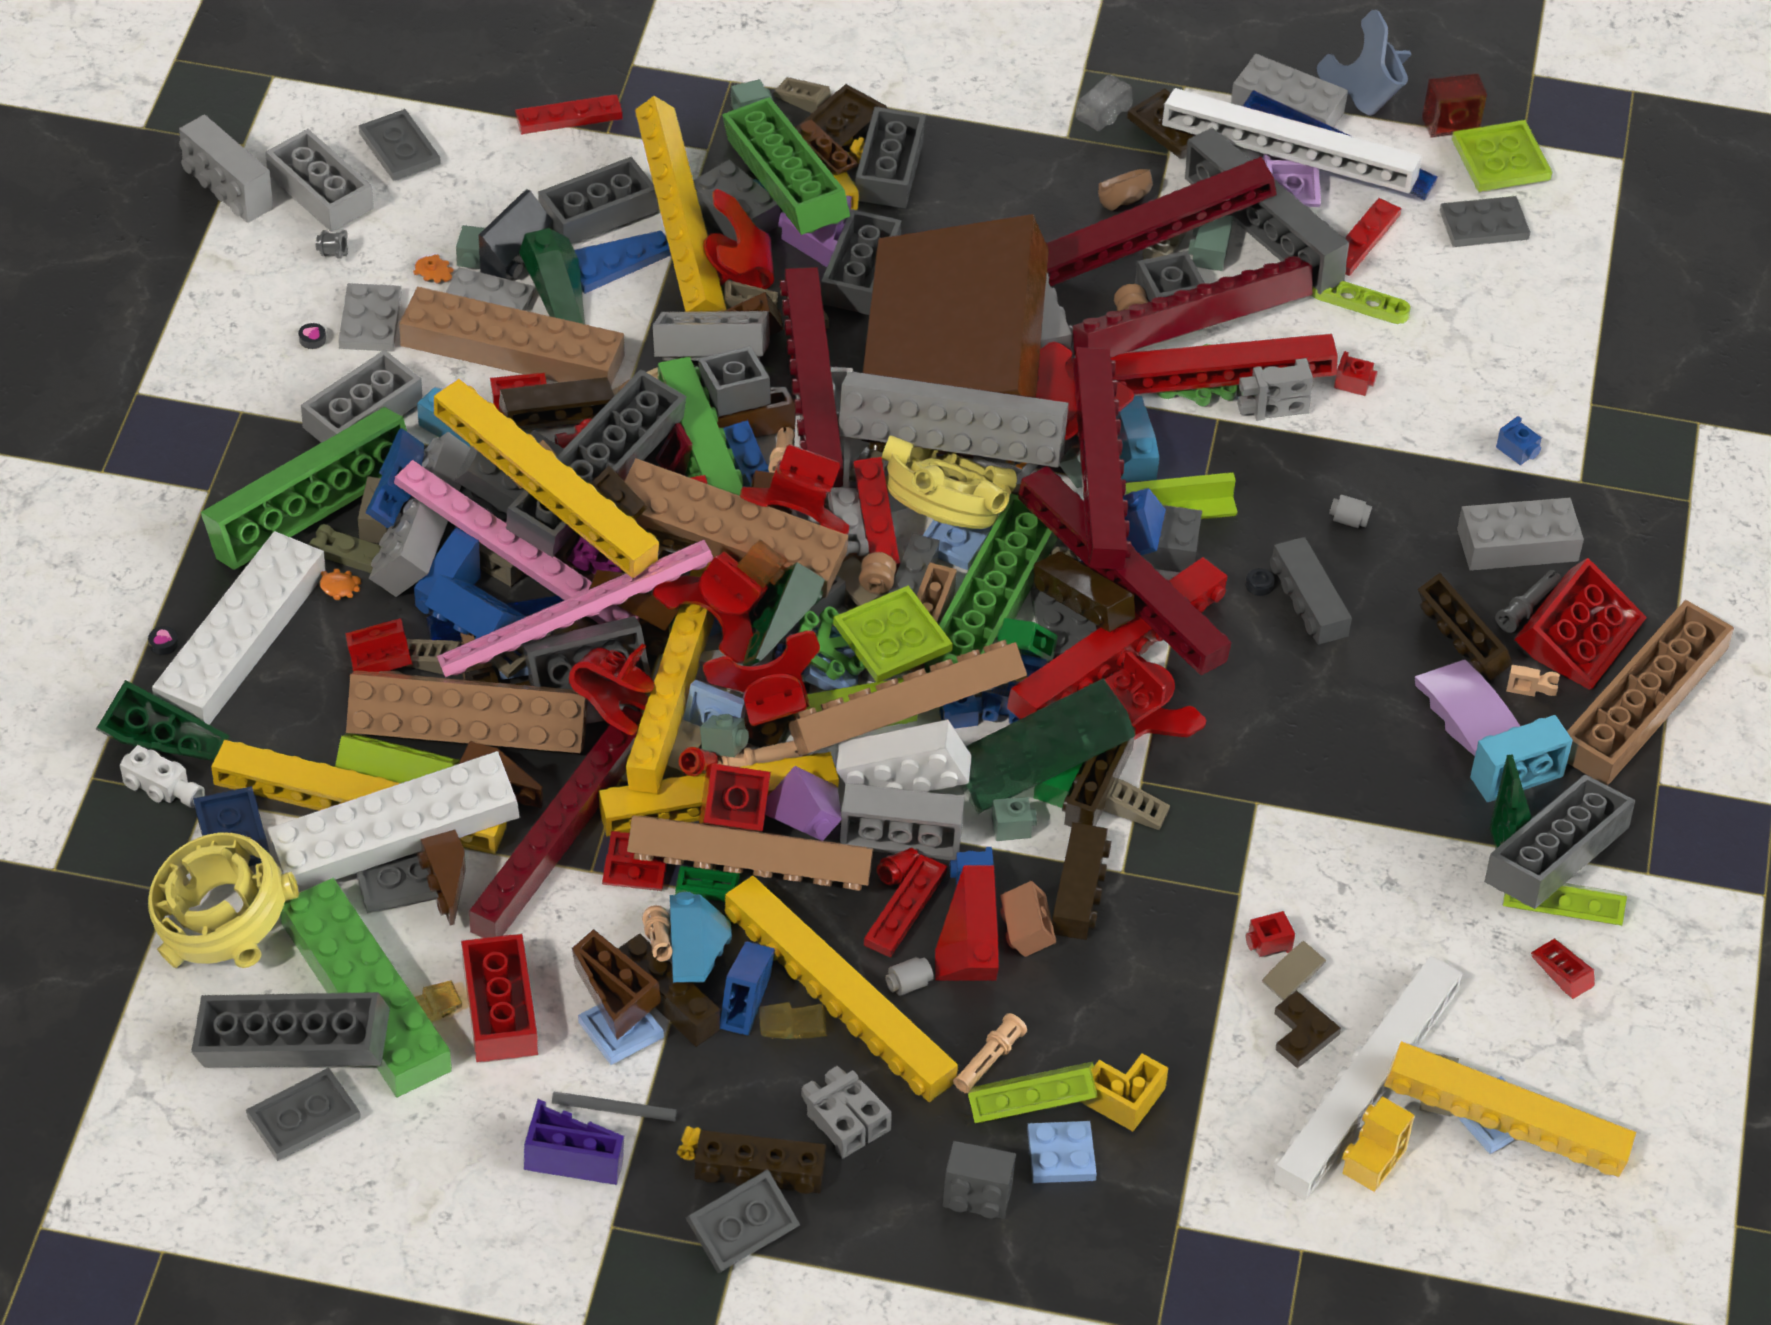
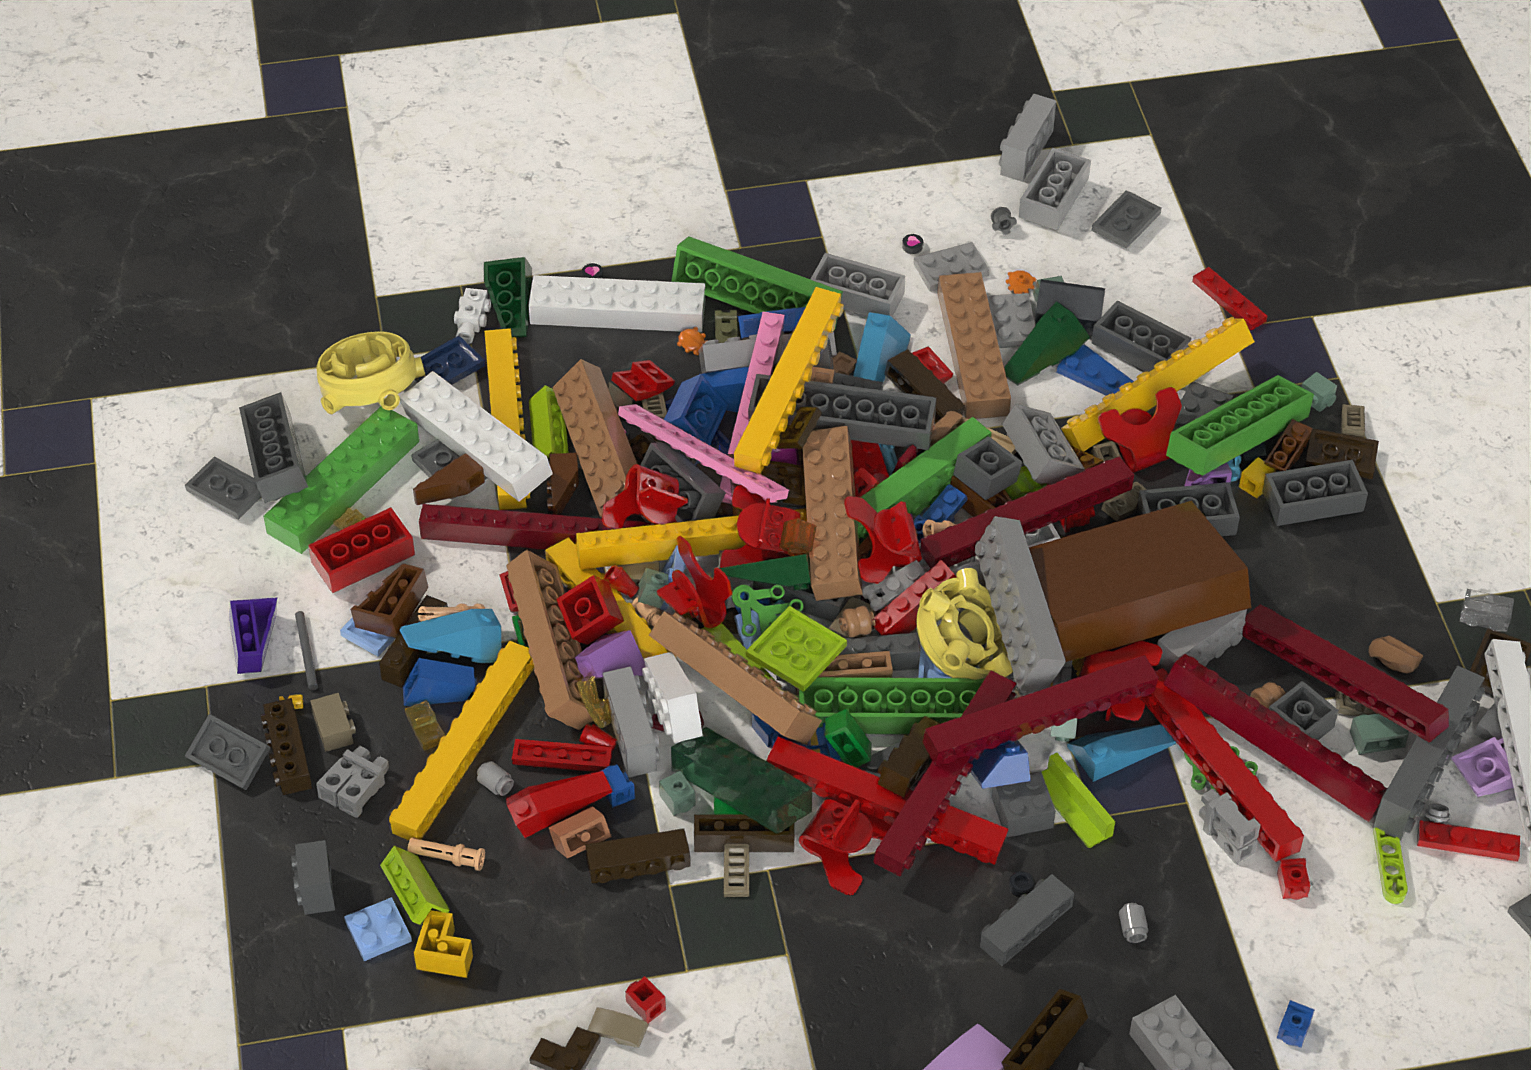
camera: 70 degrees right, 0 degrees up
(746, 1107) = (332, 721): none -> dark tan brick
(866, 837) = (597, 708): none -> clear yellow slope

